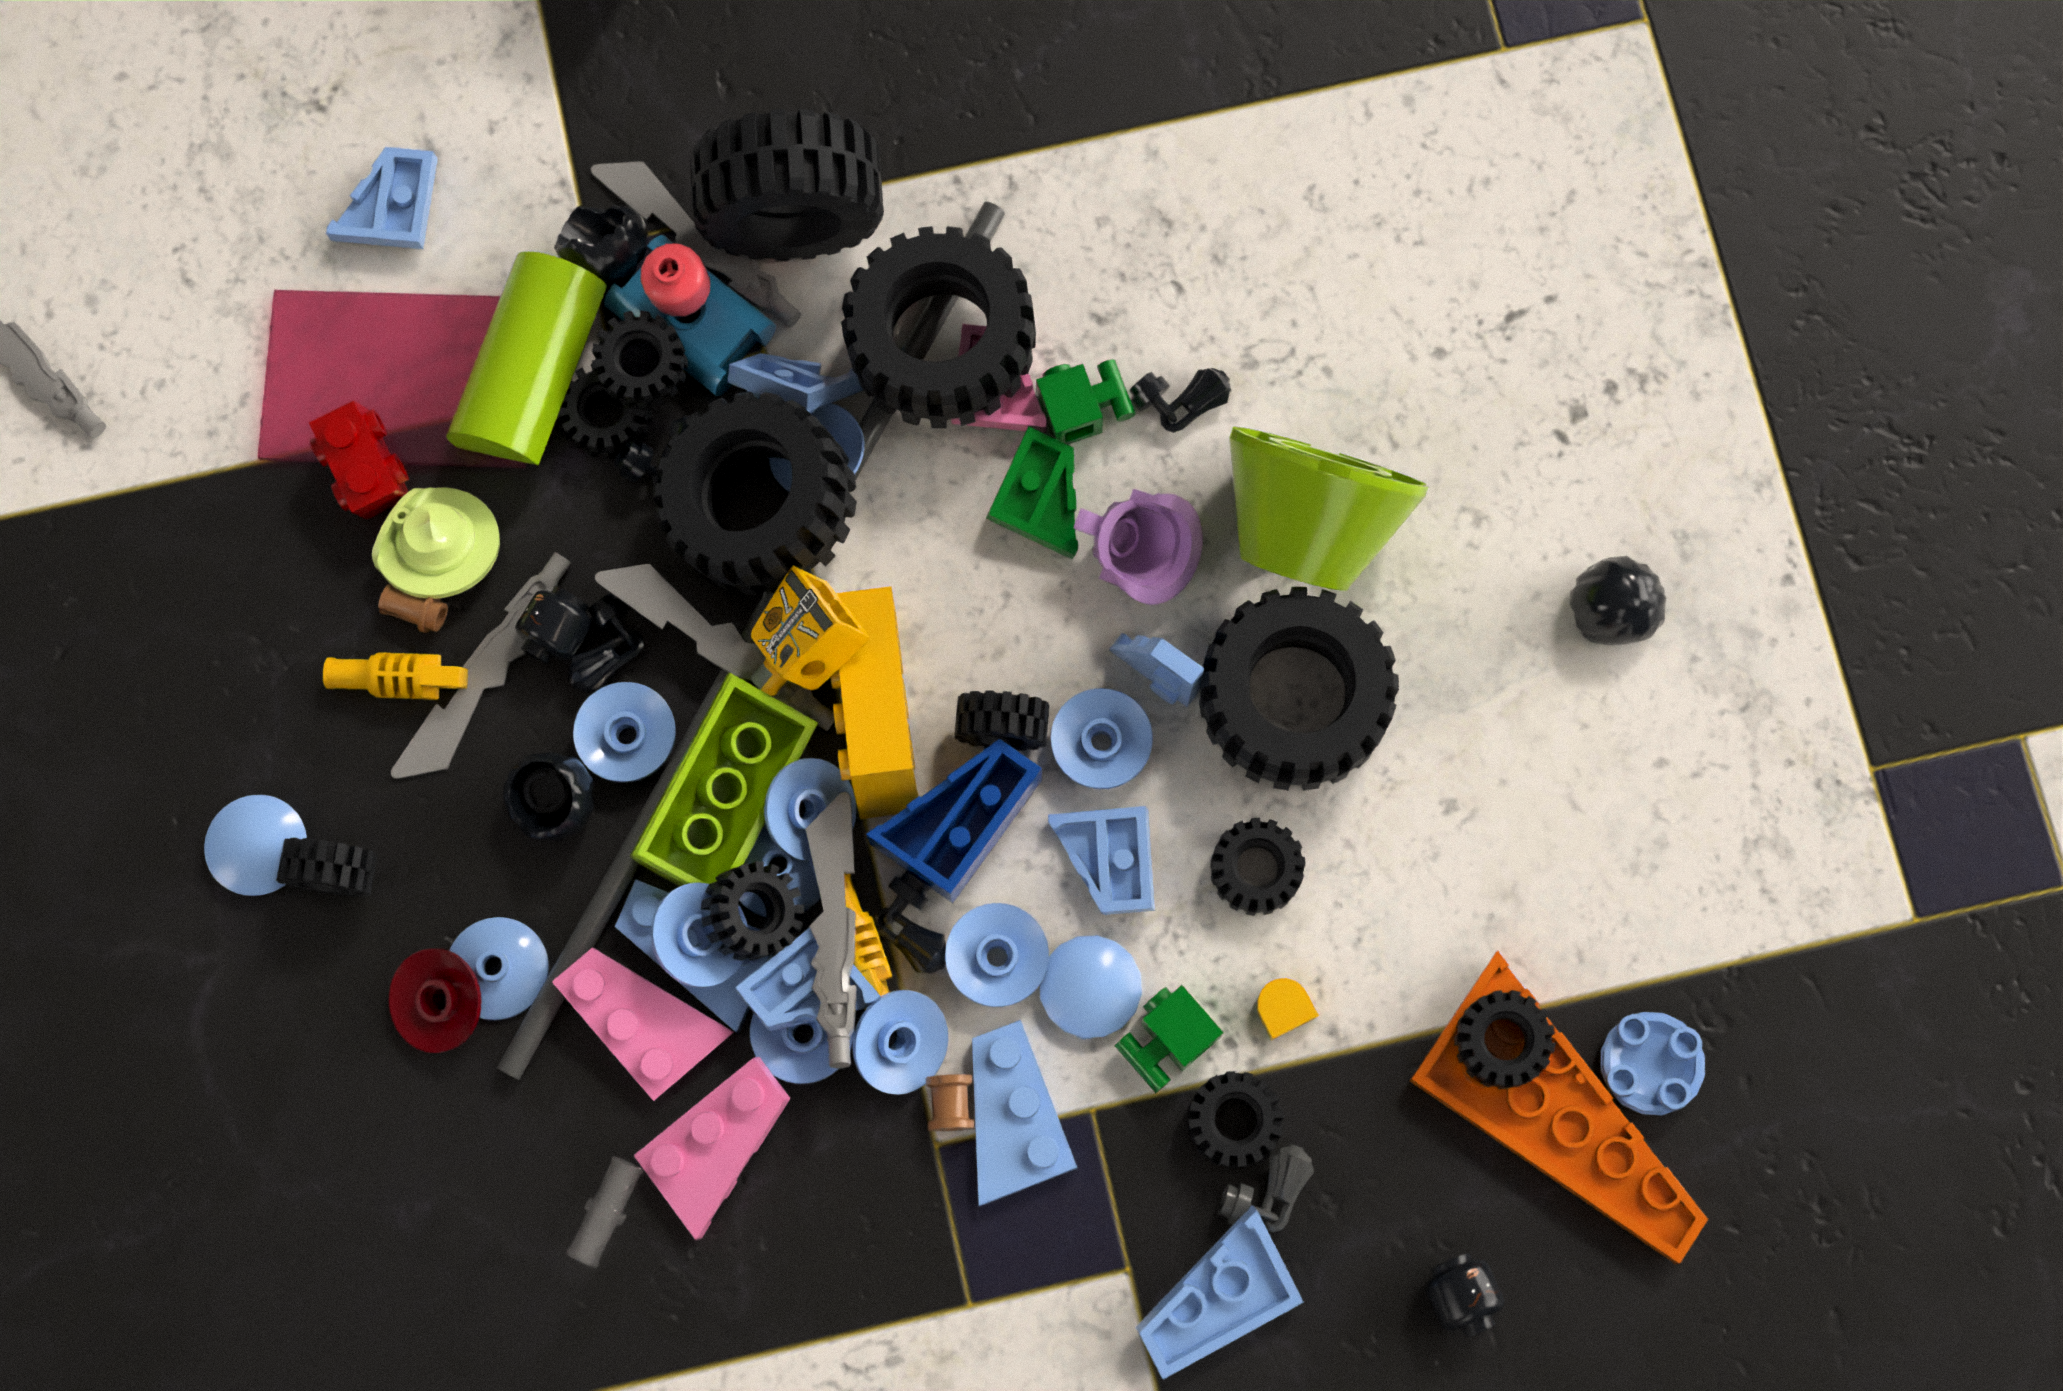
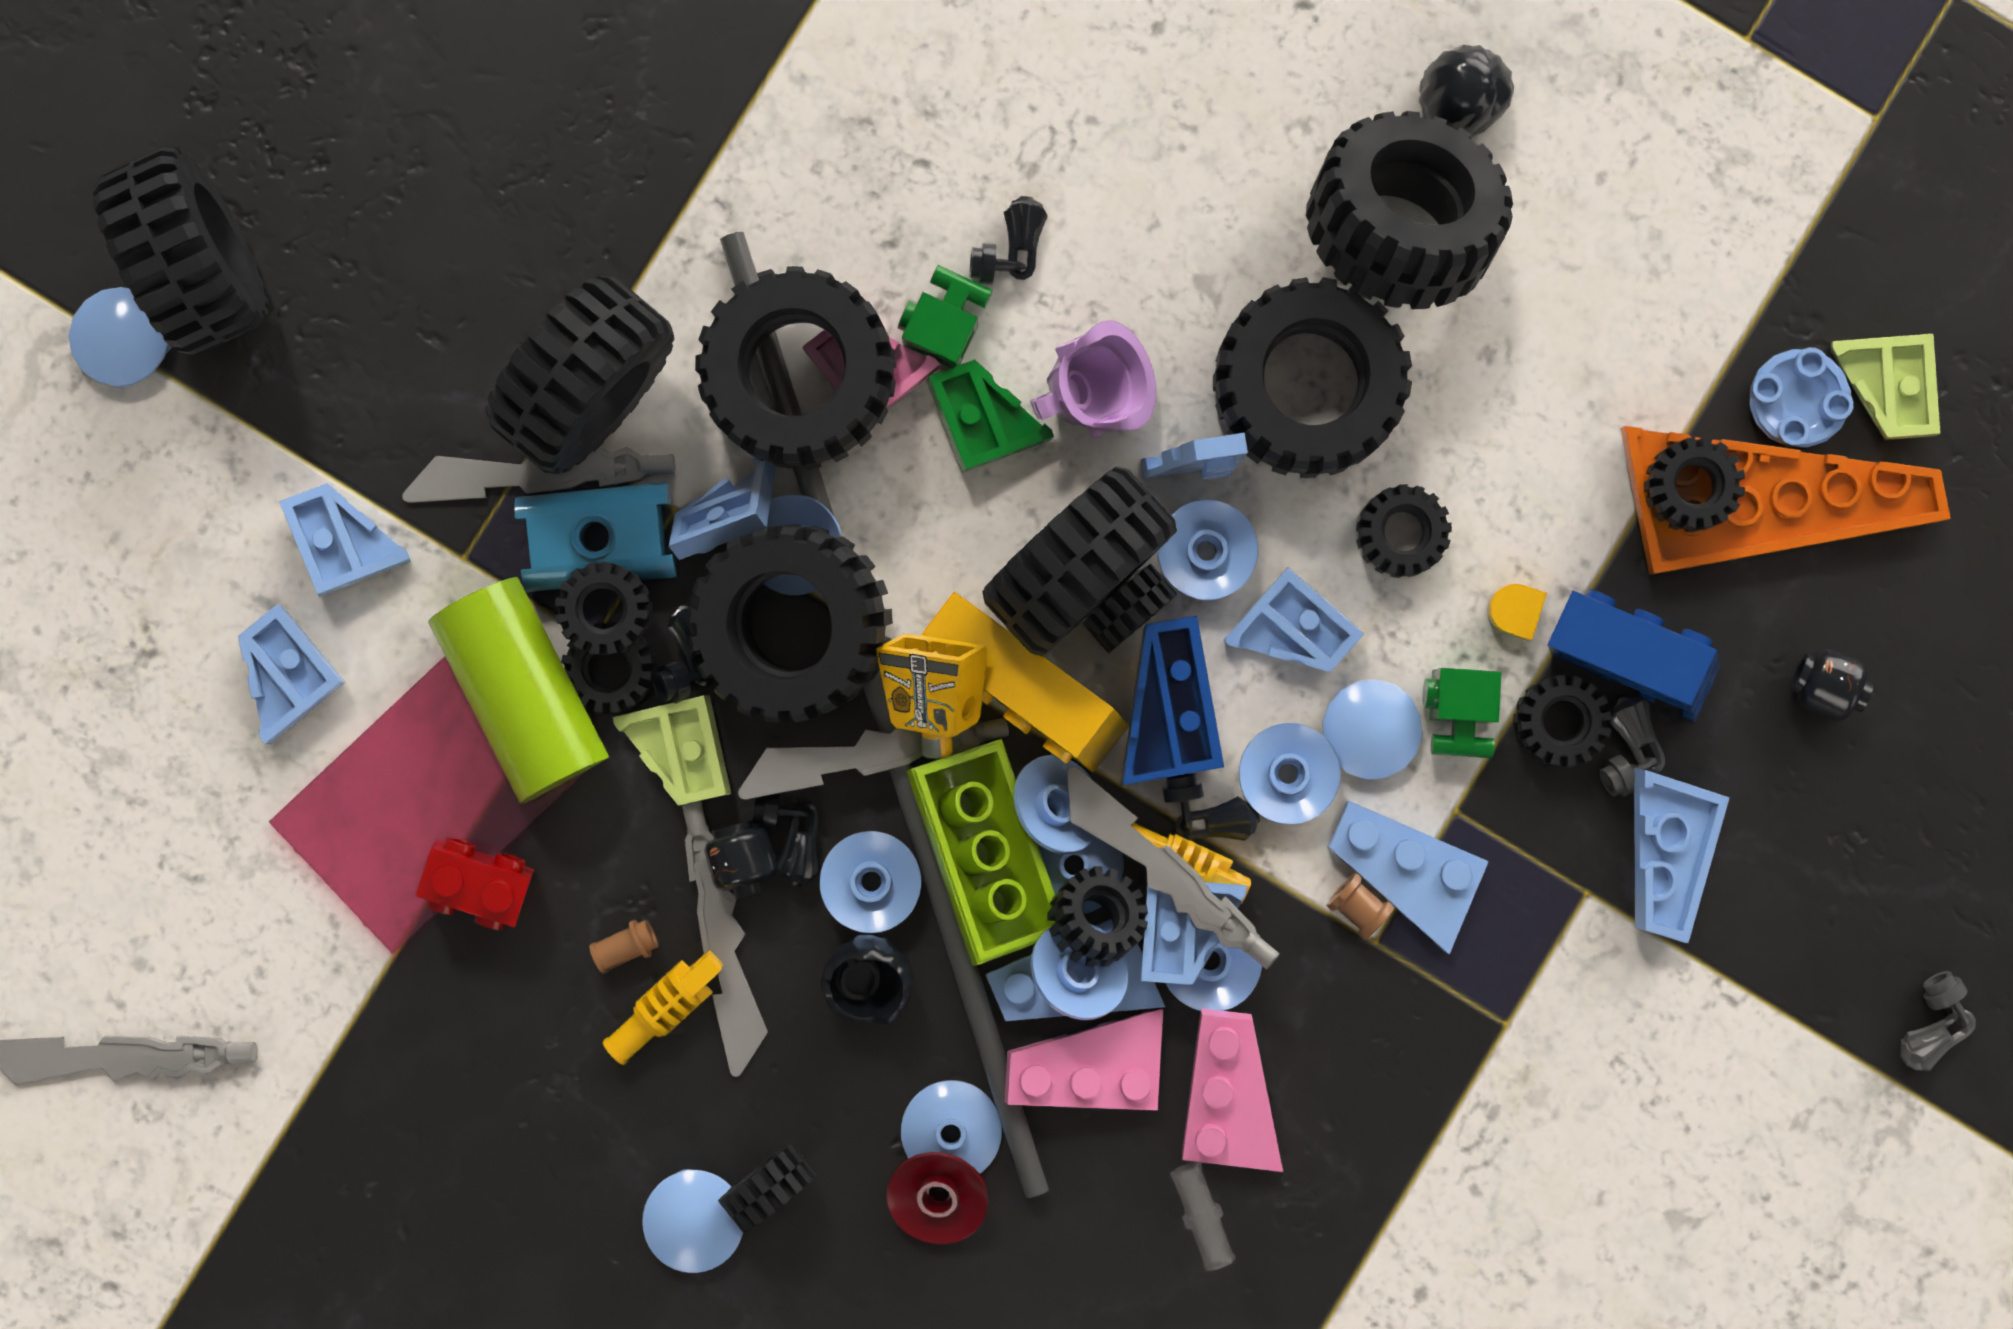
camera: 50 degrees left, 10 degrees up
(436, 543) = (592, 883): yellowish green hat -> none
(518, 151) = (338, 540): none -> light blue wing
(595, 512) = (681, 747): none -> yellowish green wing
(604, 241) = (478, 547): black hair -> none
(675, 279) = (554, 530): coral head -> none
(918, 1046) = (1286, 899): light blue dish -> none
(994, 638) = (1078, 560): none -> black tyre
(1314, 510) = (1200, 235): lime cone -> none
(1340, 1123) = (1636, 651): none -> blue wedge
(1523, 606) = (1430, 168): none -> black tyre
(1736, 1121) = (1894, 382): none -> yellowish green wing

